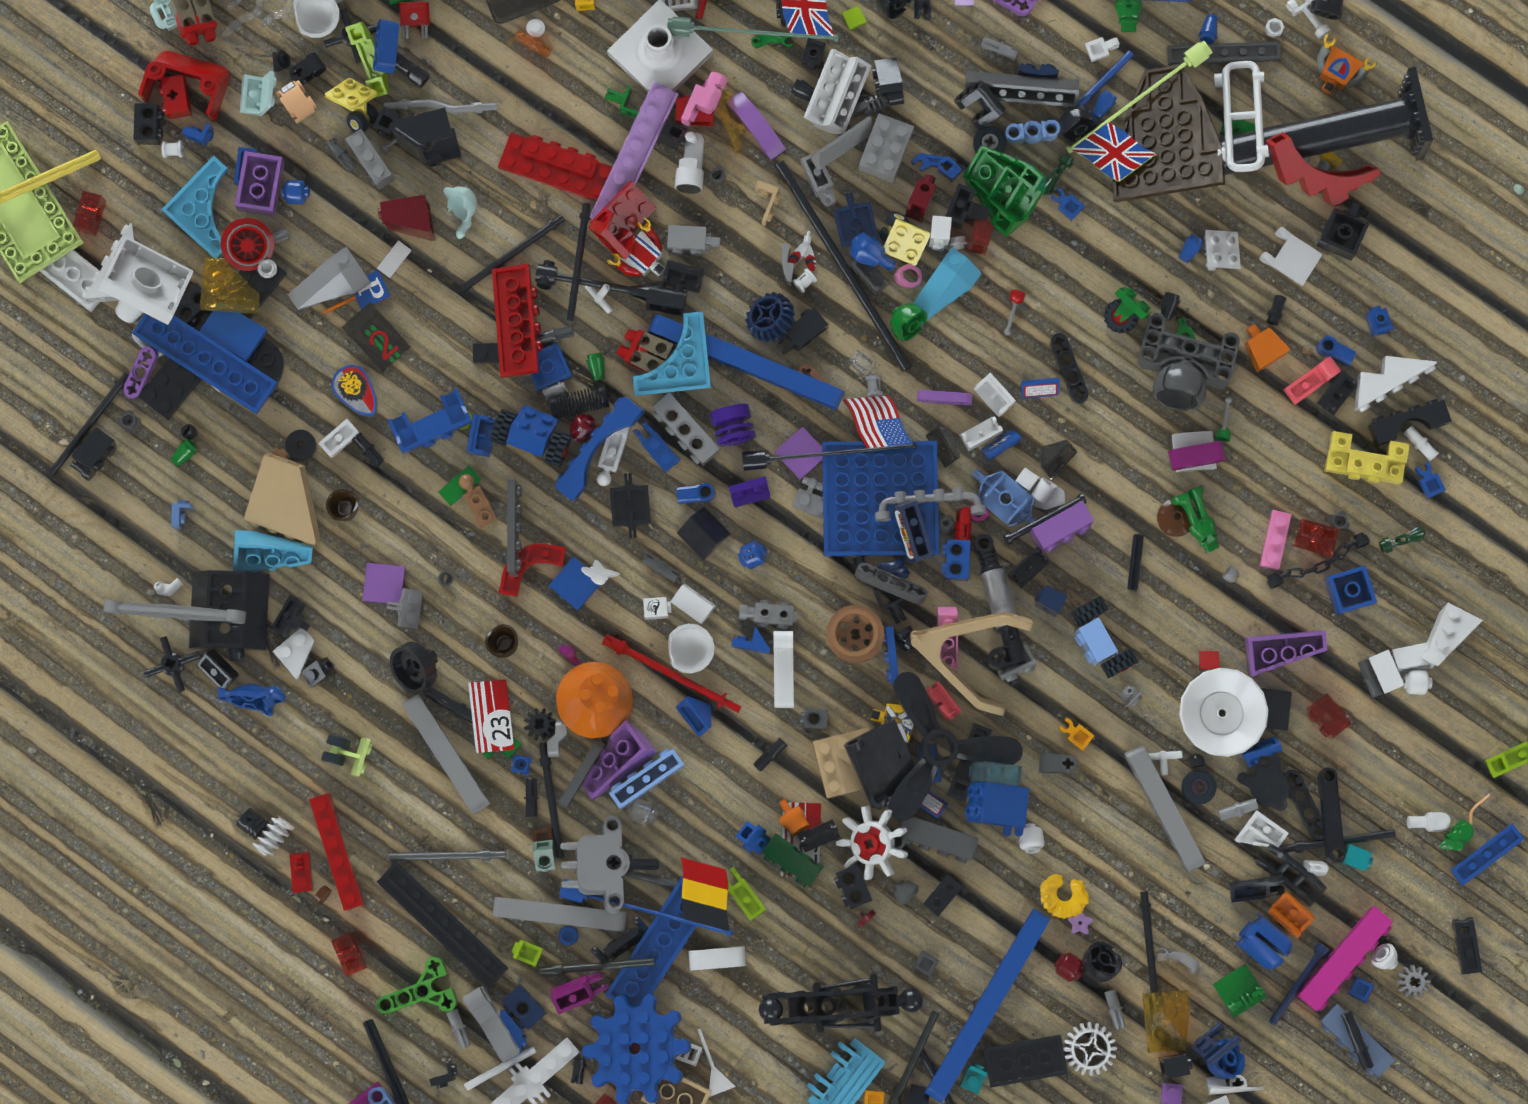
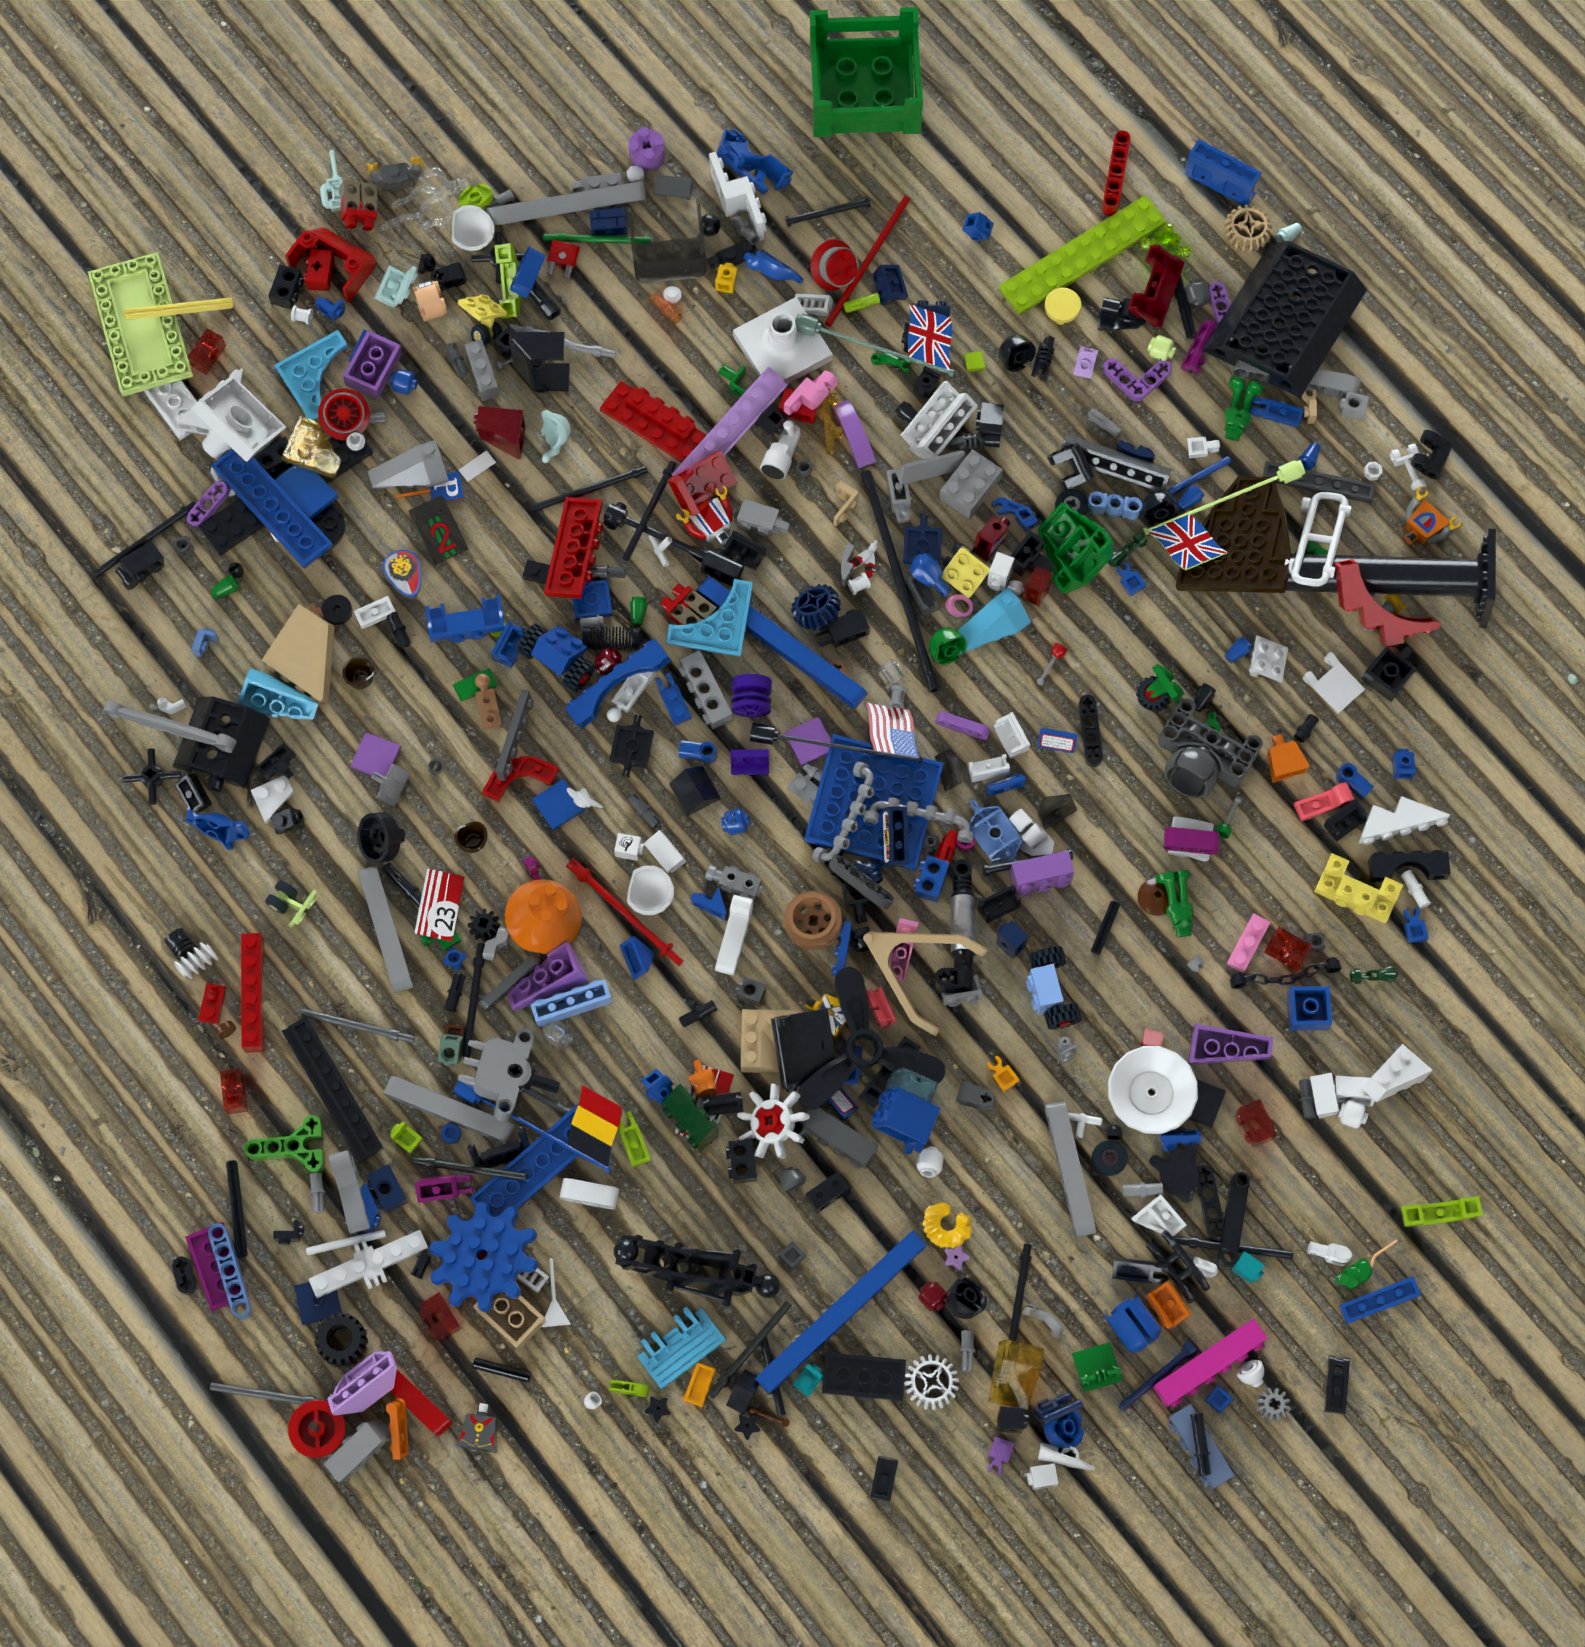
camera: 10 degrees right, 10 degrees down
(860, 472) = (857, 807): none -> light grey bar
(865, 918) = (746, 1194): dark red piece -> none

